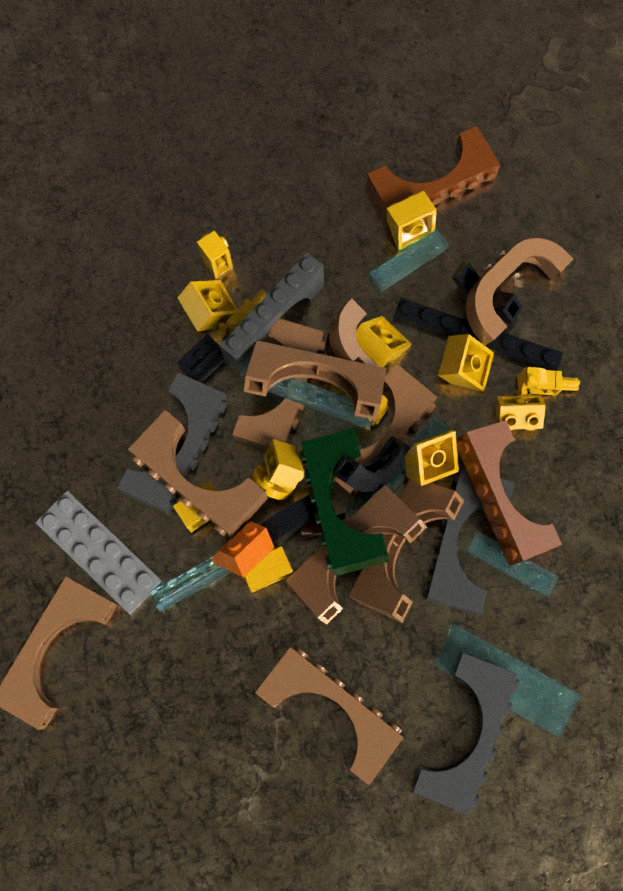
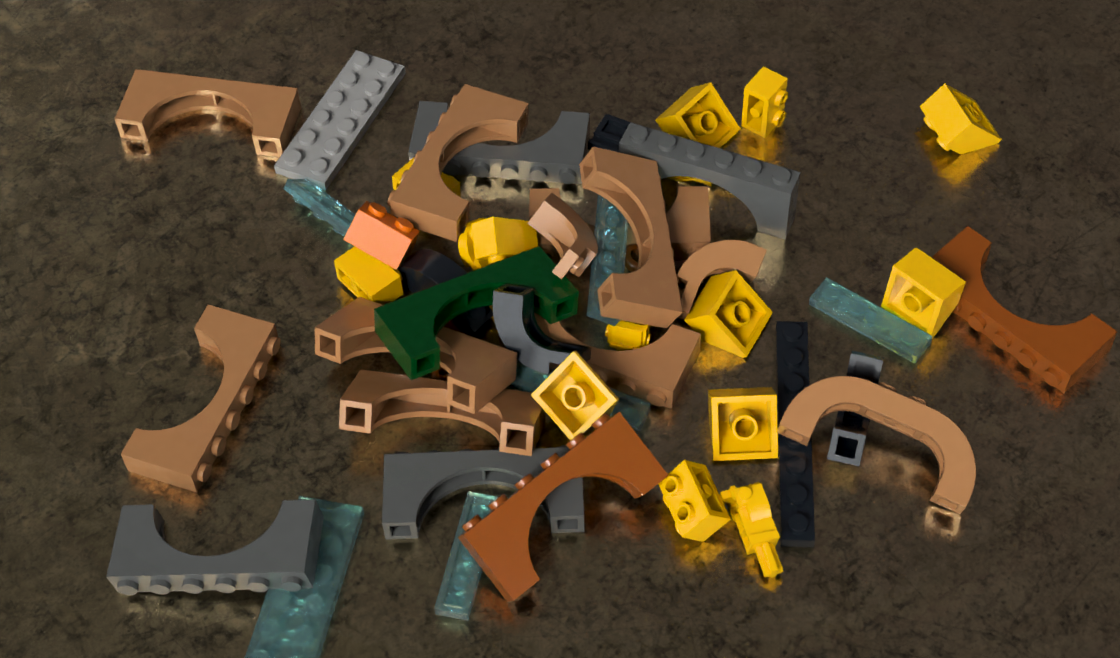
camera: 70 degrees right, 20 degrees down
(273, 145) = (958, 121): none -> yellow slope
(300, 418) = (567, 234): none -> medium nougat arch

